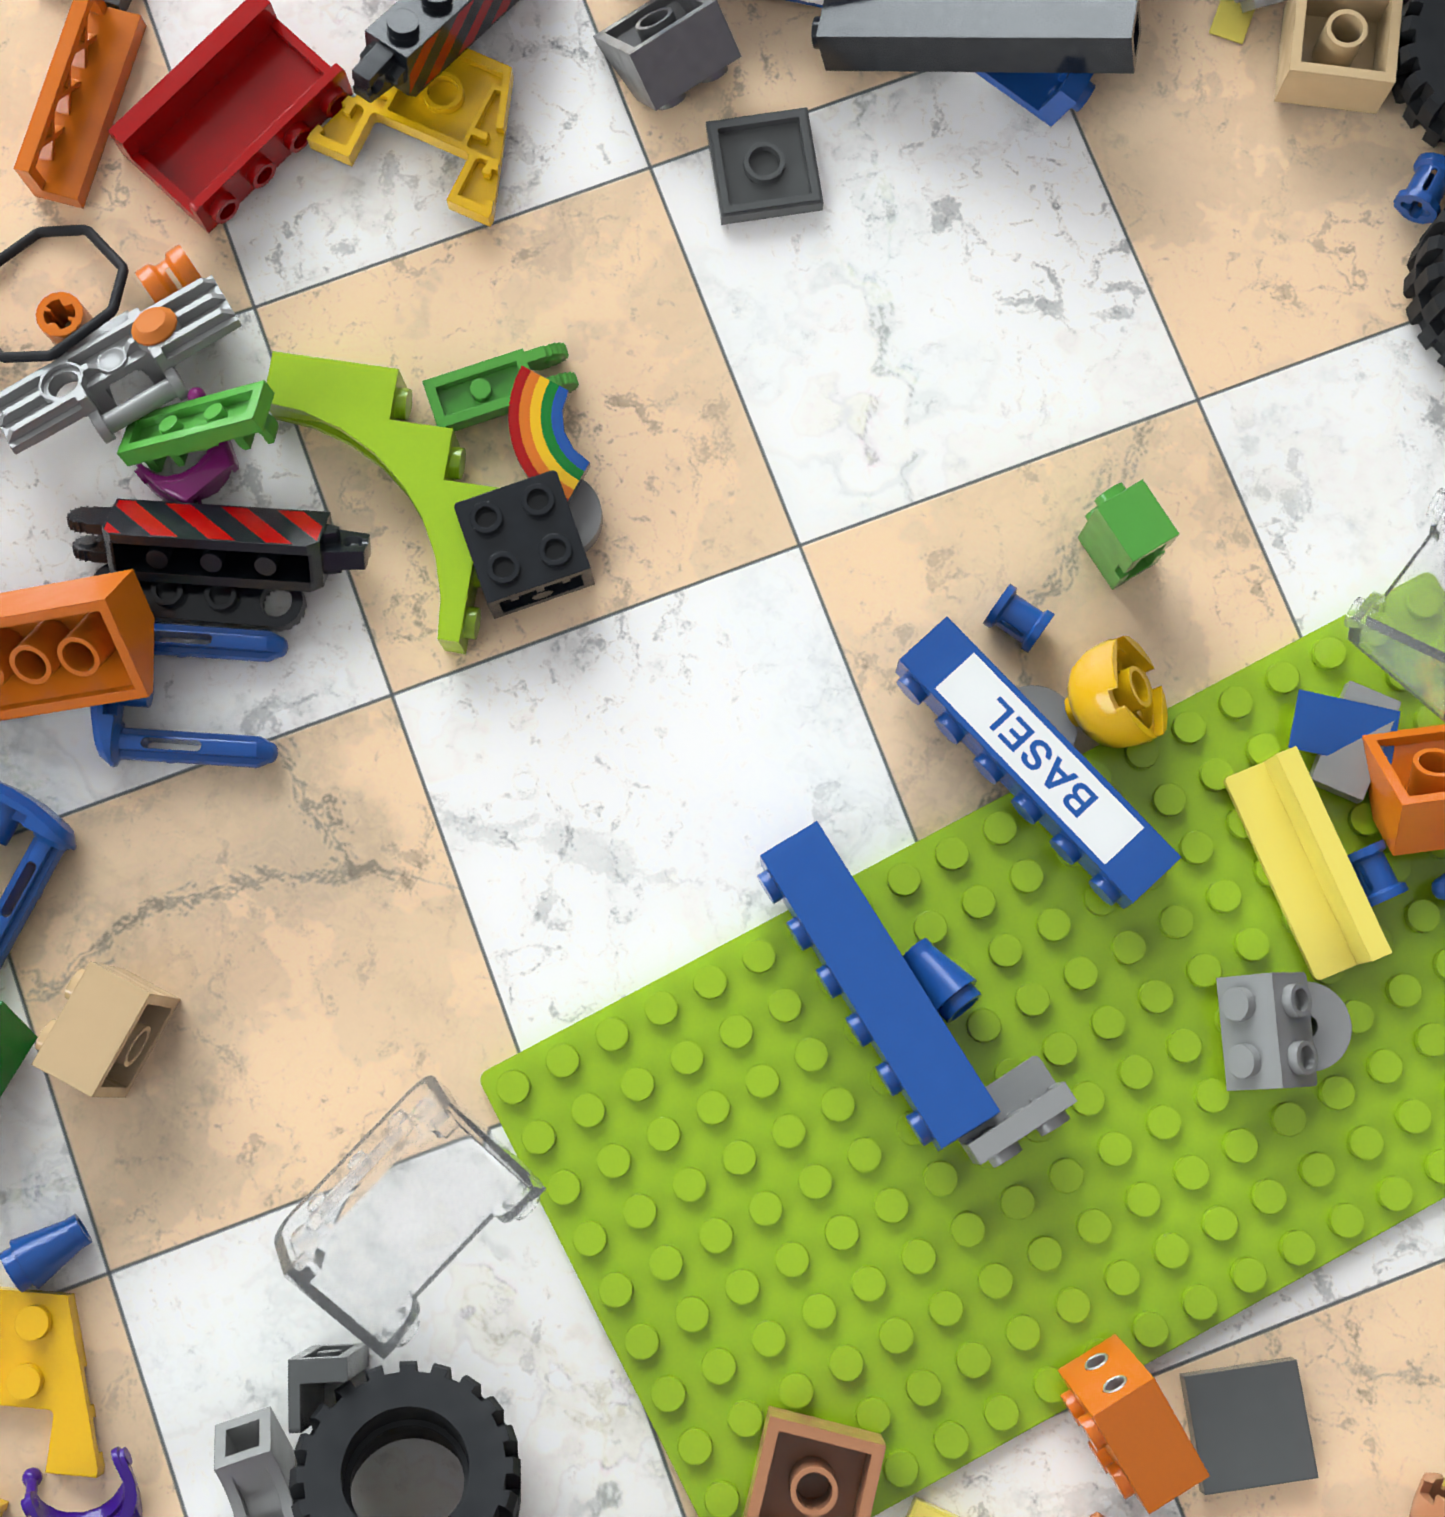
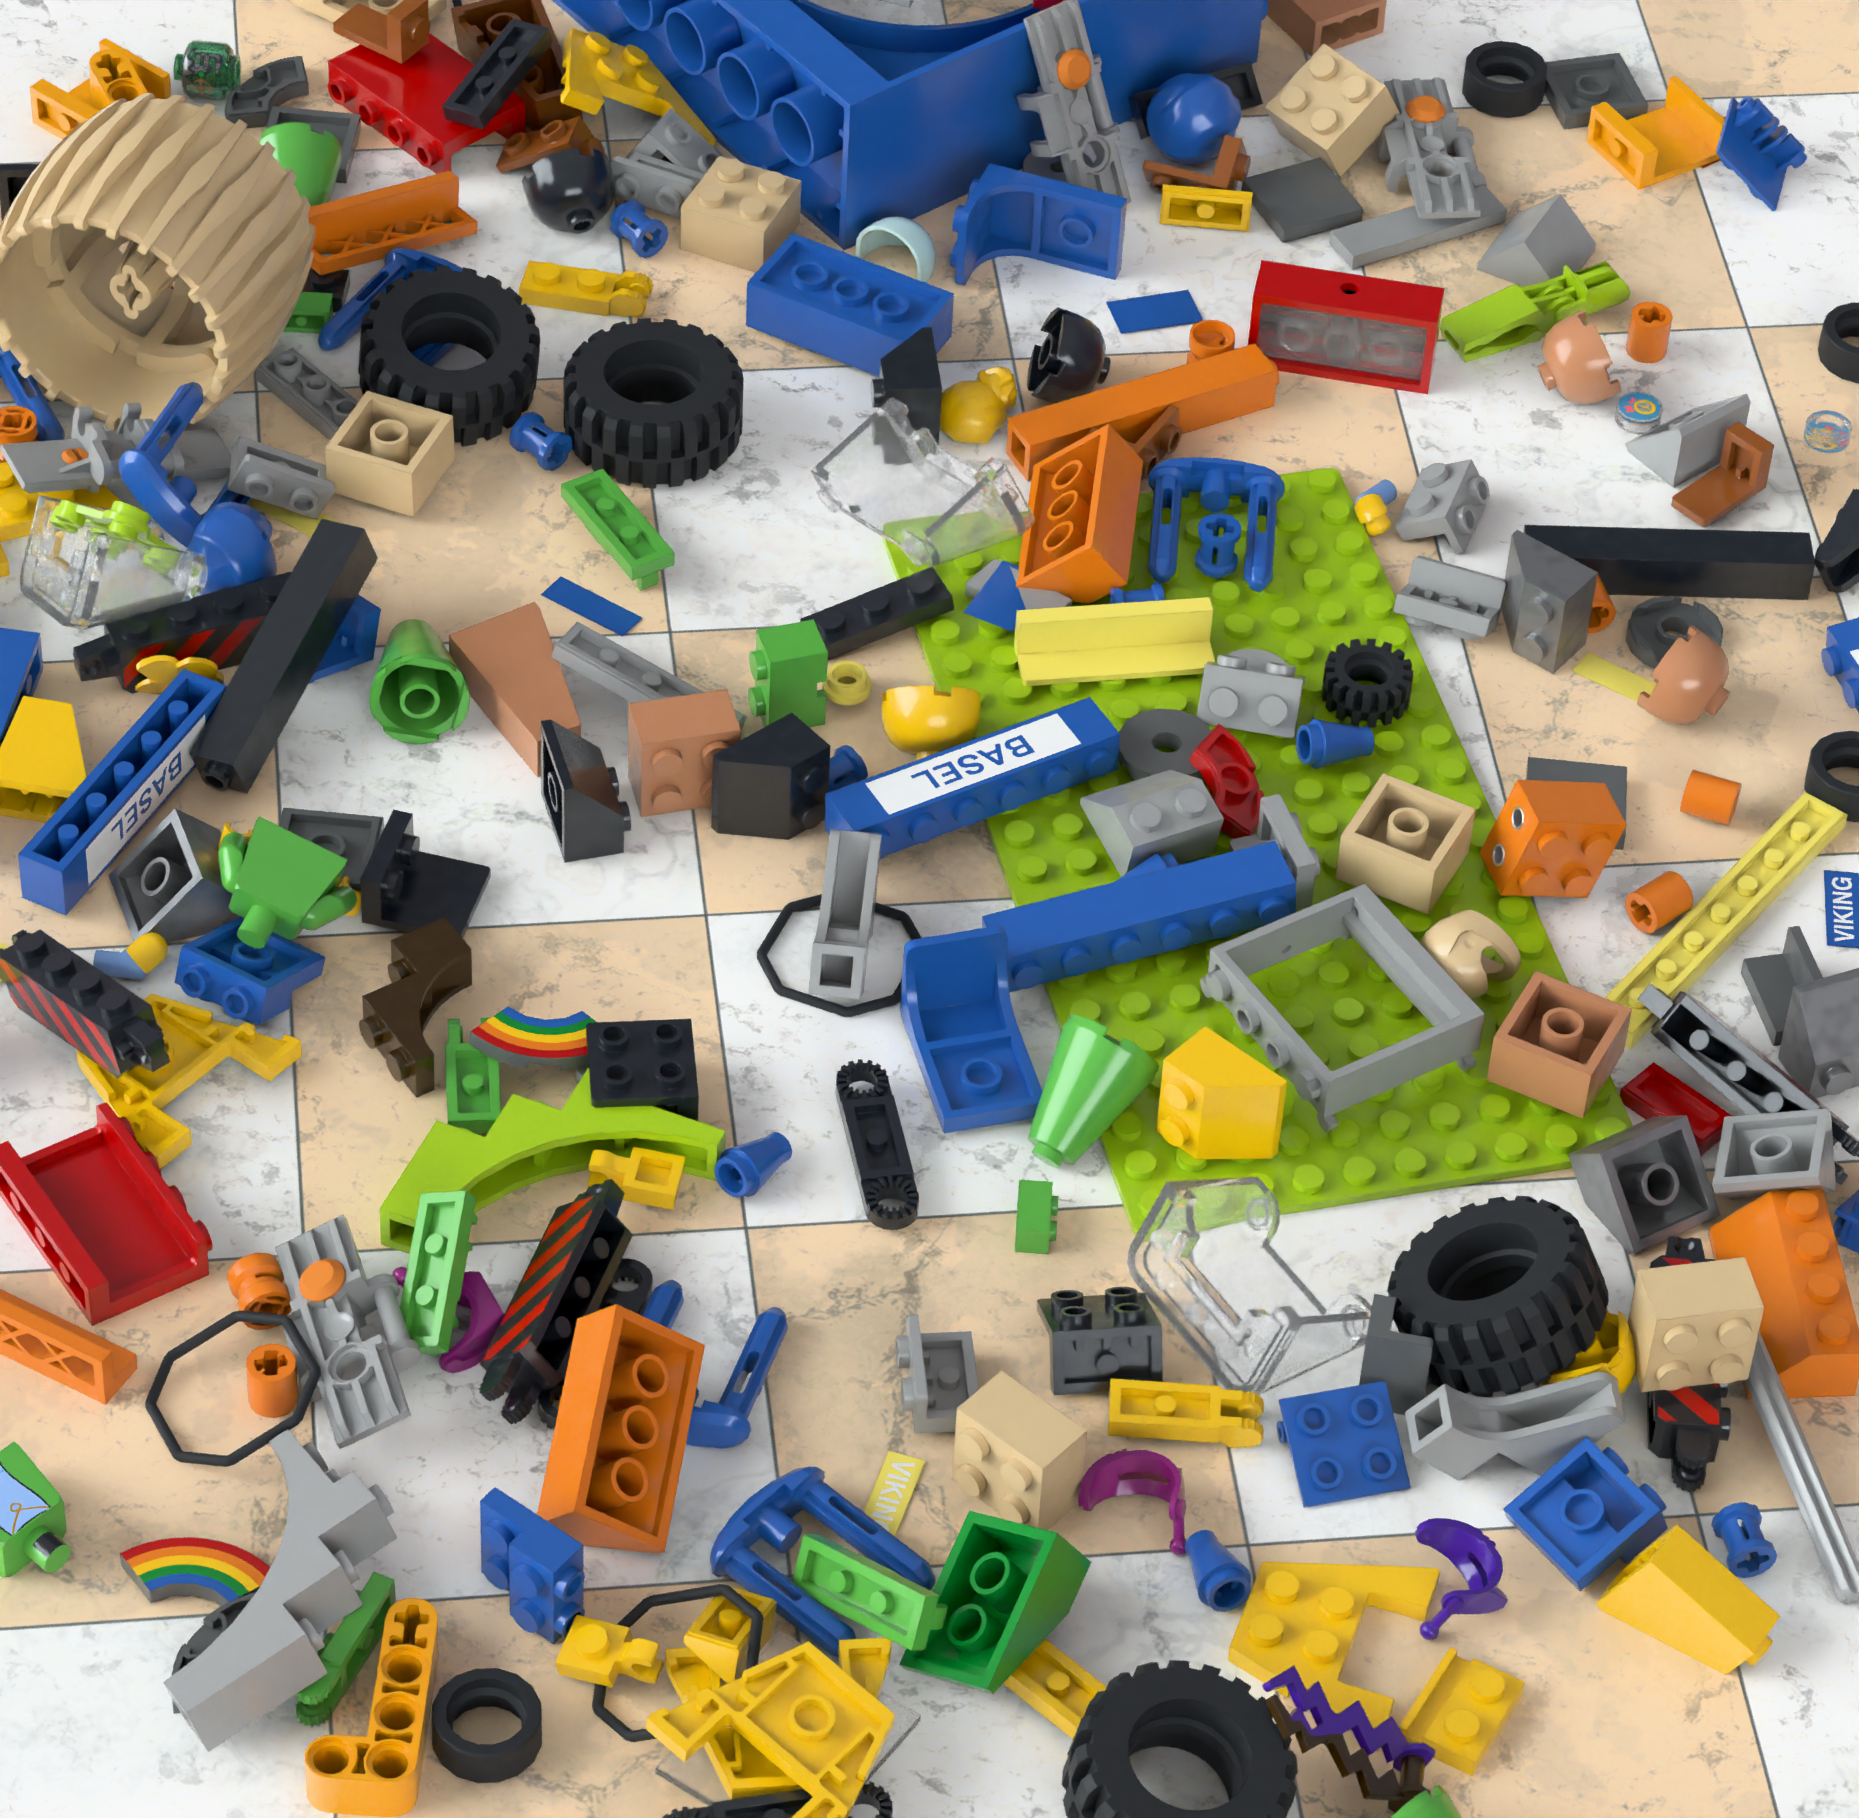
camera: 80 degrees left, 35 degrees down
(86, 916) = (893, 1490): none -> light yellow sticker
(153, 1139) = (1138, 1474): none -> magenta helmet
(217, 927) = (939, 1375): none -> light grey bracket
(232, 1346) = (1343, 1443): none -> blue hinge
(238, 1172) = (1184, 1412): none -> yellow hinge
(318, 1070) = (1101, 1339): none -> black bracket
(409, 584) = (645, 1177): none -> yellow plate
(453, 679) = (750, 1165): none -> blue cone
(462, 969) = (1034, 1215): none -> bright green piece
(514, 792) = (877, 1145): none -> black plate
(544, 297) = (424, 974): none -> dark brown arch
(567, 43) = (135, 960): none -> arm
(571, 141) = (245, 979): none -> blue plate
(611, 1125) = (1220, 1101): none -> yellow slope
(617, 988) = (1086, 1090): none -> bright green cone
(657, 130) = (282, 882): none -> bright green torso
(664, 852) = (966, 1029): none -> blue bracket
(732, 263) = (414, 888): none -> black bracket
(767, 765) = (815, 1001): none -> black piece
(789, 683) = (845, 914): none -> light grey arch
(873, 1297) = (1402, 958): none -> light grey window
(894, 374) = (581, 795): none -> black slope
(921, 1344) = (1458, 949): none -> tan helmet
(964, 558) = (771, 782): none -> black slope
(976, 458) = (674, 749): none -> nougat brick
(1012, 170) = (418, 686): none -> bright green cone
(1036, 963) = (1155, 816): none -> light grey slope
(1048, 274) = (515, 678): none -> nougat slope
(1074, 1255) = (1405, 843): none -> tan brick
(1078, 398) = (619, 668): none -> light grey tile
(1123, 1041) = (1231, 781): none -> red tile
(1177, 586) = (847, 683): none -> light yellow plate
(1197, 947) = (1160, 729): none -> dark grey tile
(1208, 312) = (591, 606): none -> blue sticker
(1226, 1136) = (1330, 743): none -> blue cone
(1279, 600) = (882, 612): none -> black plate
(1313, 299) = (618, 527): none -> bright green plate
(1372, 1157) = (1367, 701): none -> black tyre

